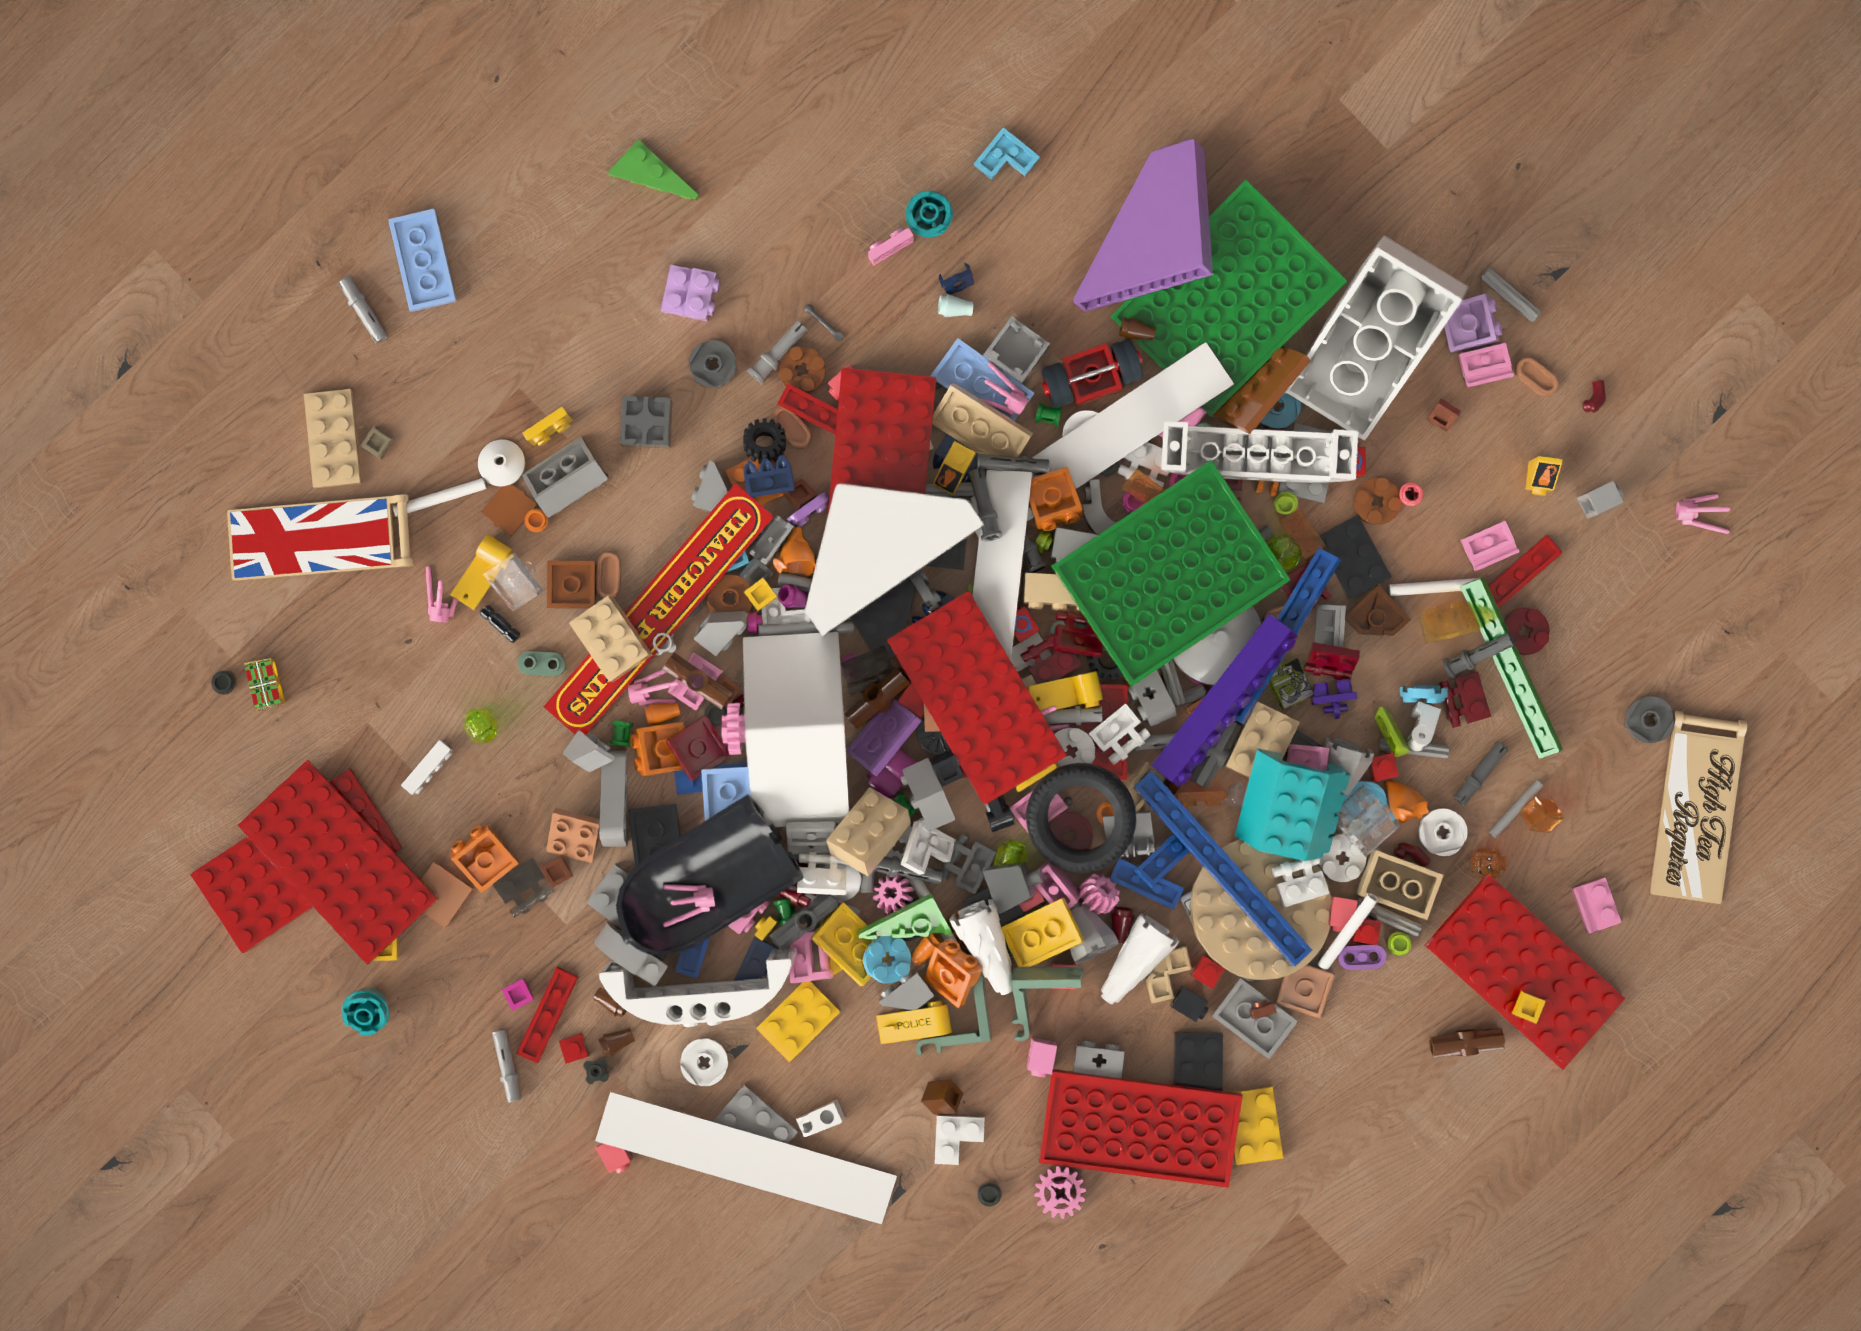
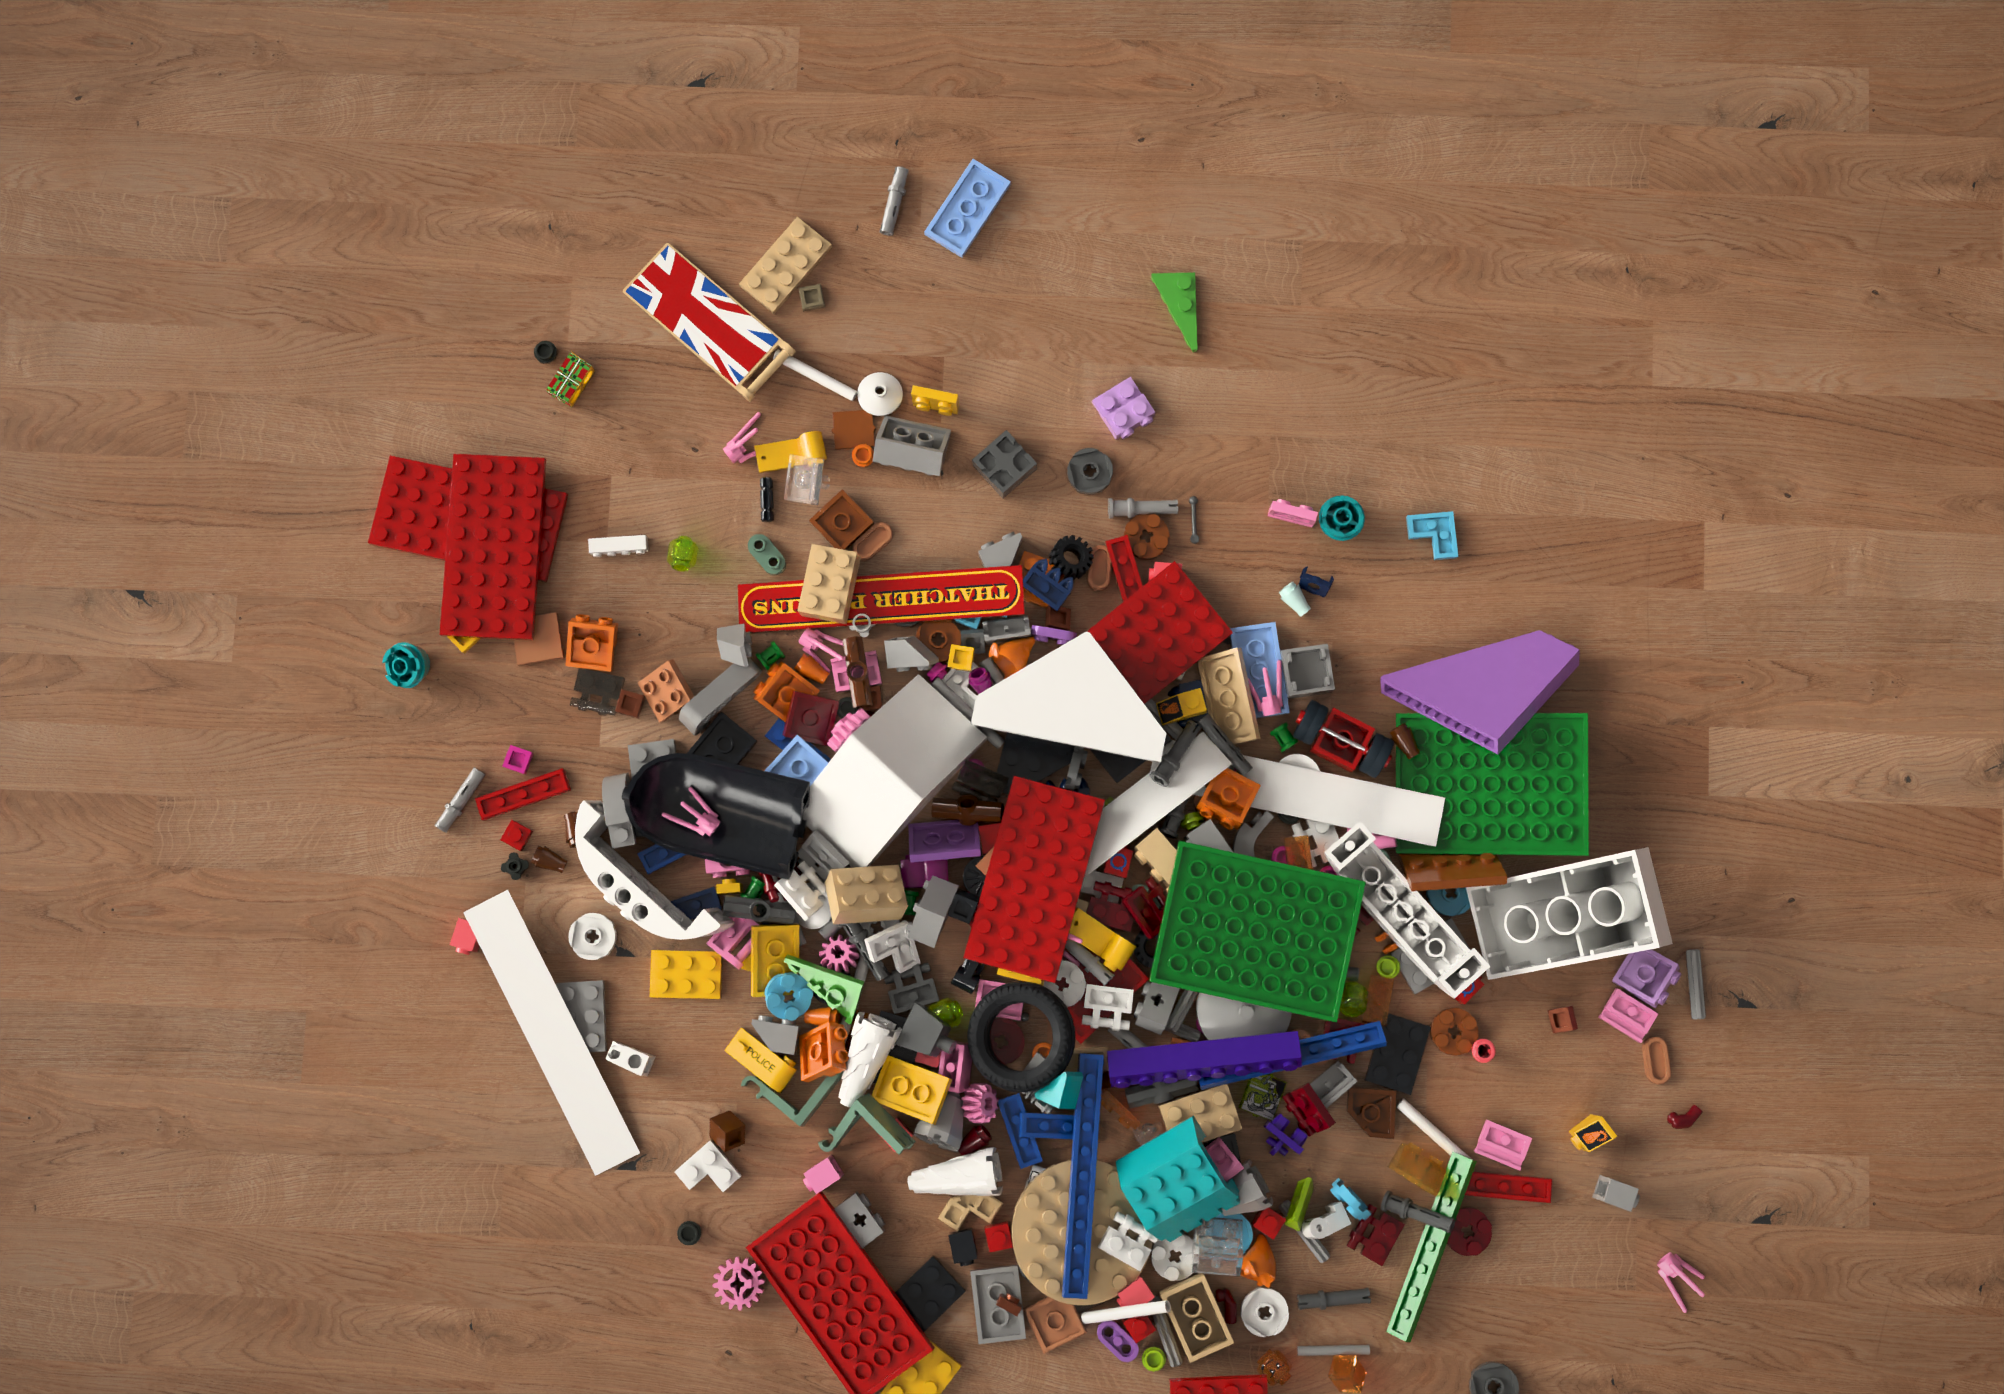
camera: 50 degrees right, 5 degrees down
(1149, 825) = (1062, 1091): none -> teal slope

